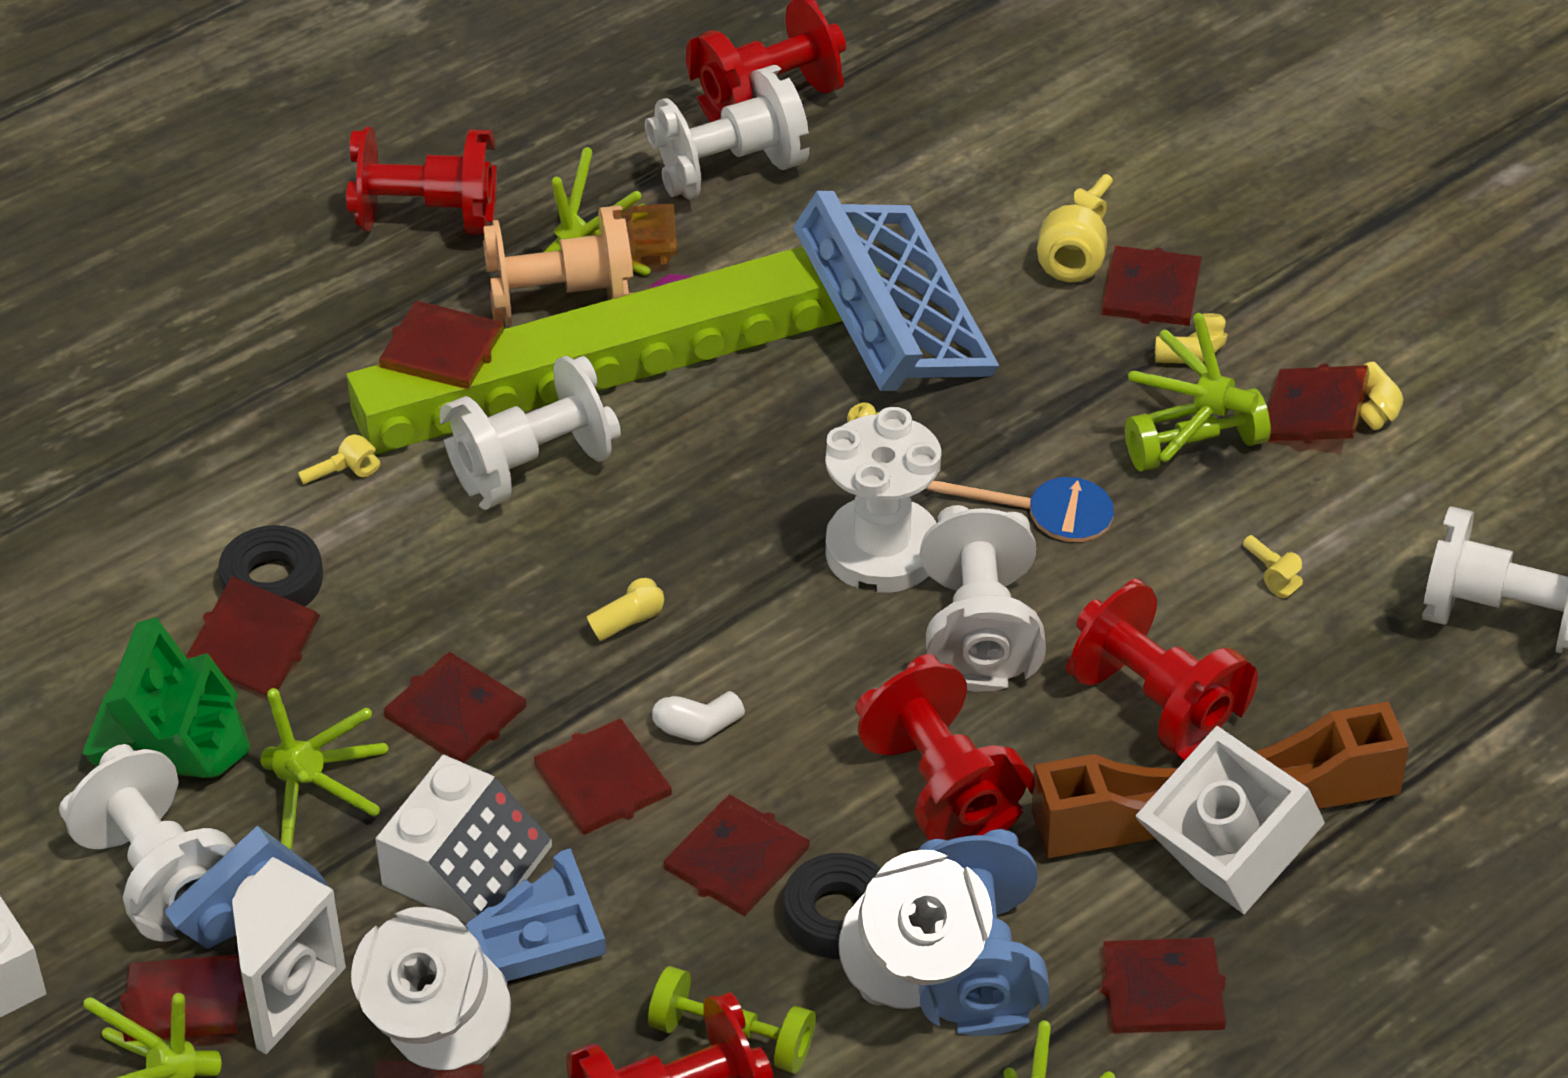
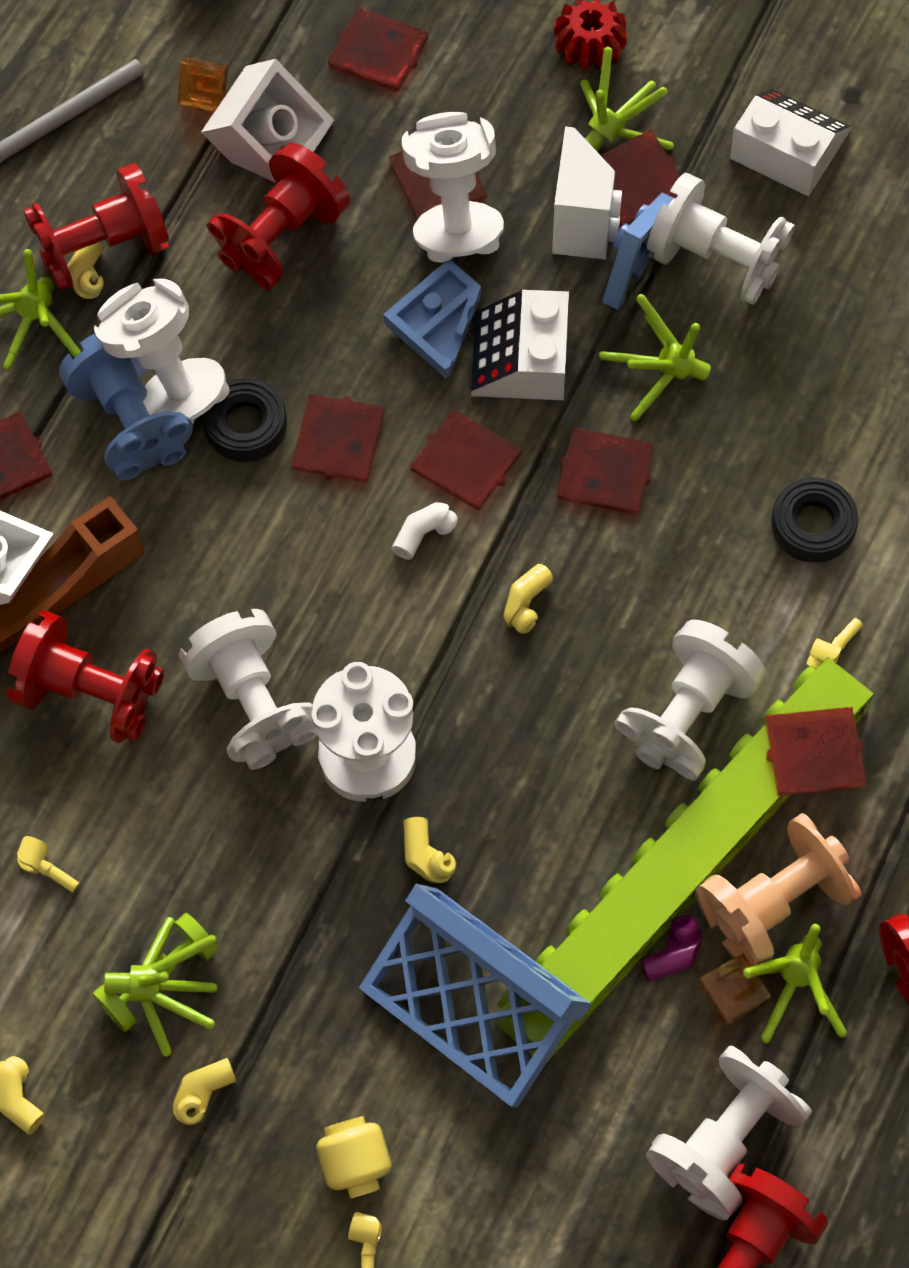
camera: 155 degrees right, 20 degrees up
(170, 707) = (786, 346): green piece -> none
(254, 635) = (783, 452): clear red piece -> none
(793, 1038) = (269, 297): lime wheel -> none
(965, 786) = (189, 514): red piece -> none
(1060, 507) = (237, 858): blue piece -> none
(1152, 285) = (268, 1162): clear red piece -> none
(1317, 403) = (66, 1059): clear red piece -> none

